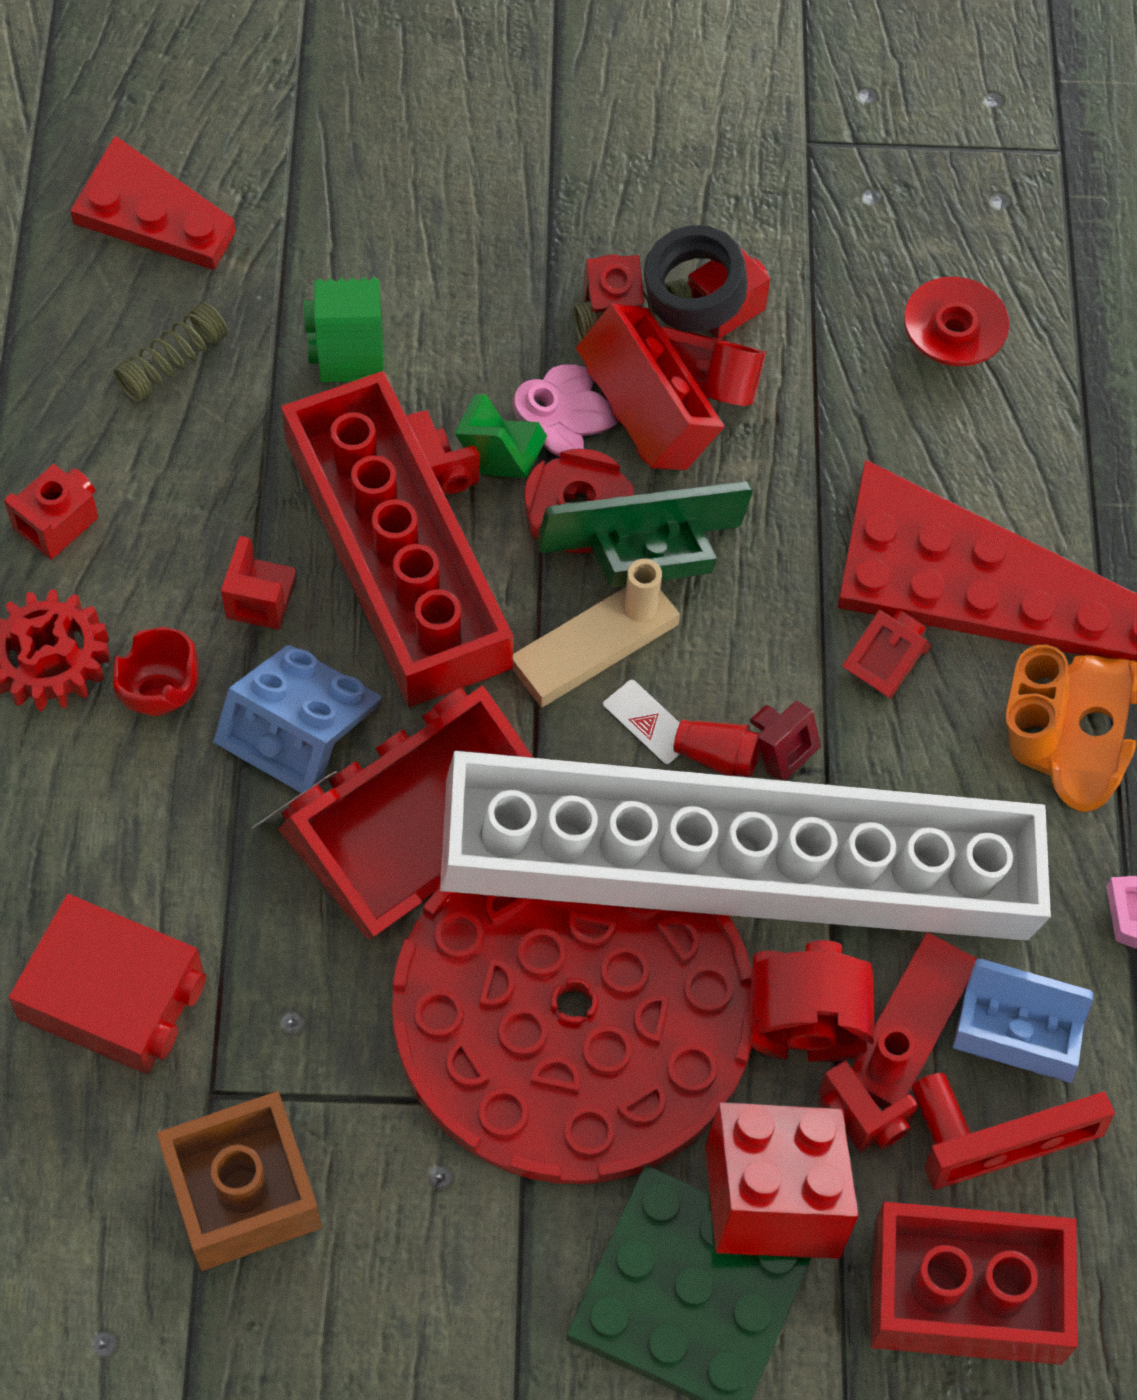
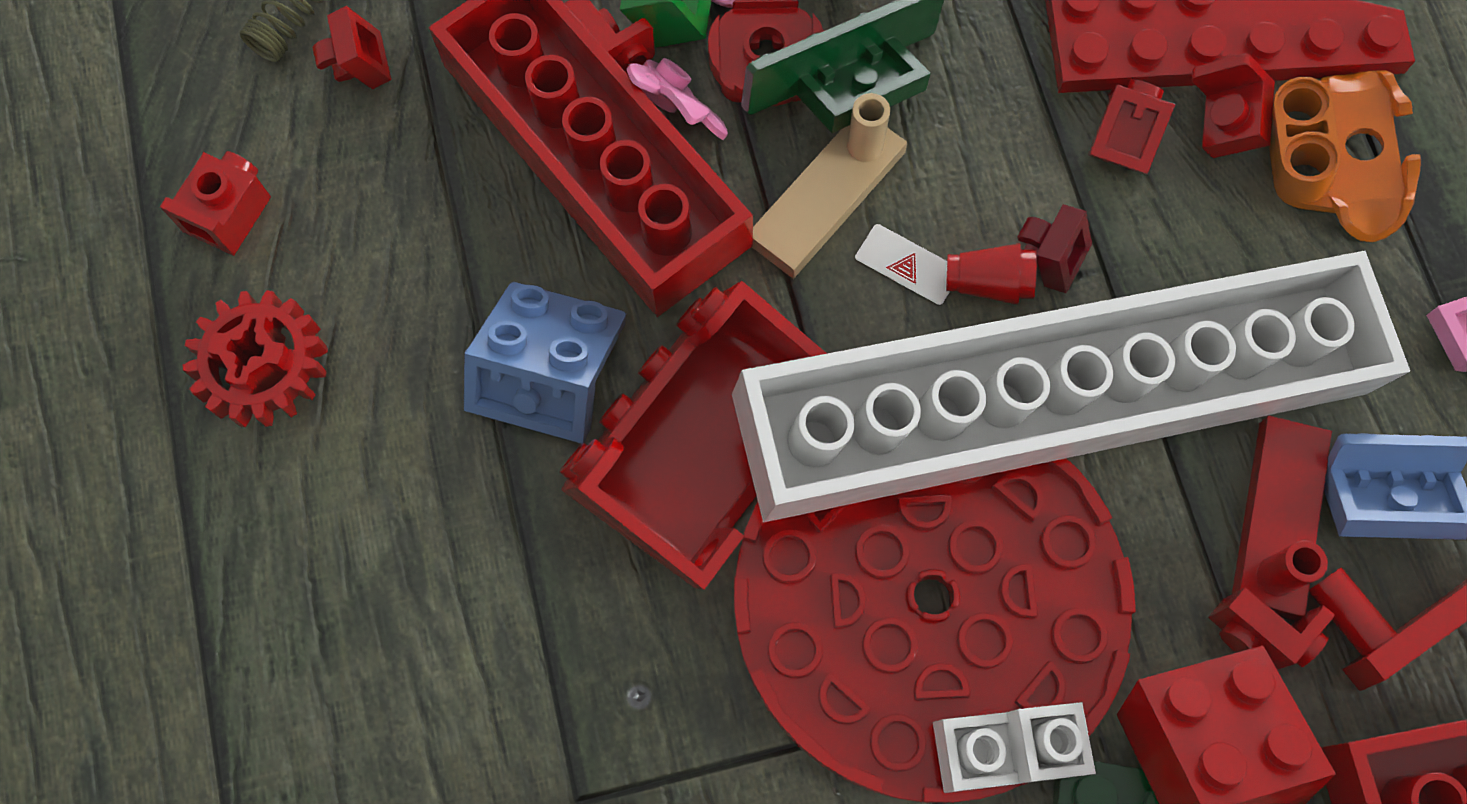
camera: 10 degrees left, 10 degrees up
(108, 984) = (431, 717): red brick -> none
(157, 672) = (381, 352): red hair -> none
(209, 409) = (353, 50): none -> red tile
(256, 589) = (460, 230): red panel -> none
(288, 803) = (570, 454): white sticker -> none
(479, 513) = (668, 88): none -> bright pink plate
(598, 1139) = (1013, 747): none -> white slope
(812, 1003) = (1190, 533): red brick -> none
(990, 656) = (1236, 104): none -> red bracket

